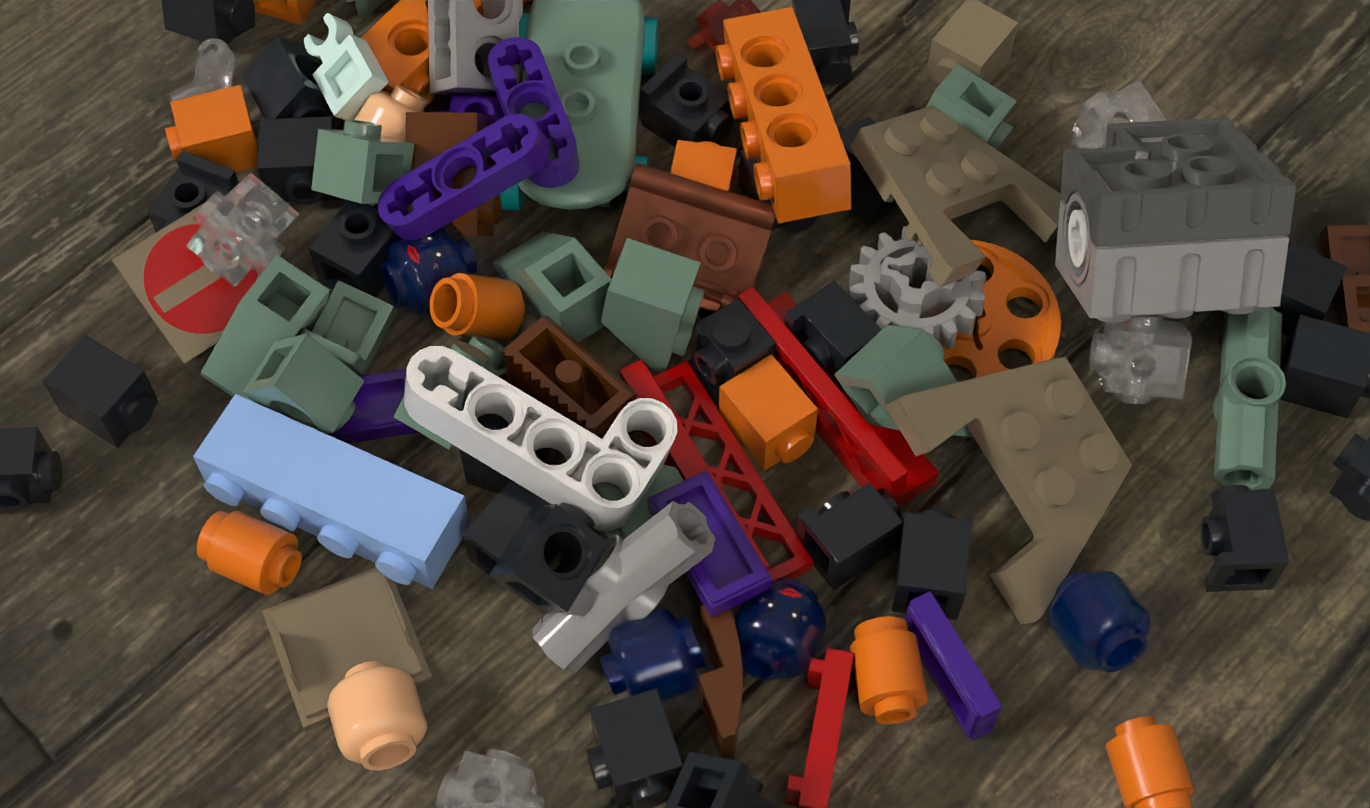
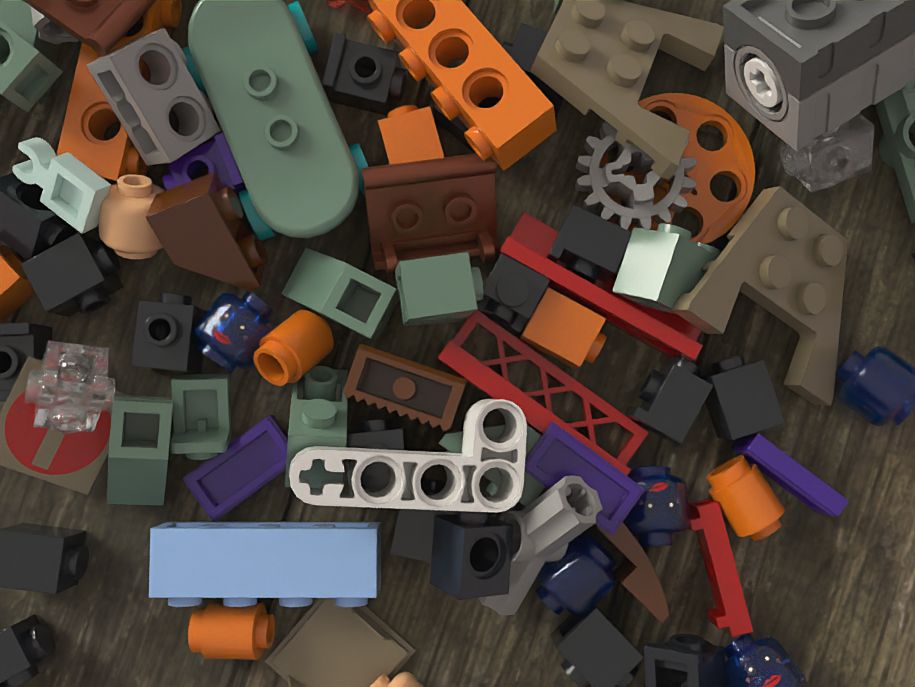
camera: 25 degrees left, 25 degrees up
(305, 384) = (200, 496): sand green brick -> none
(359, 161) = (134, 277): sand green brick -> none
(493, 141) = (253, 250): dark purple beam -> none
(537, 89) = (288, 176): dark purple beam -> none

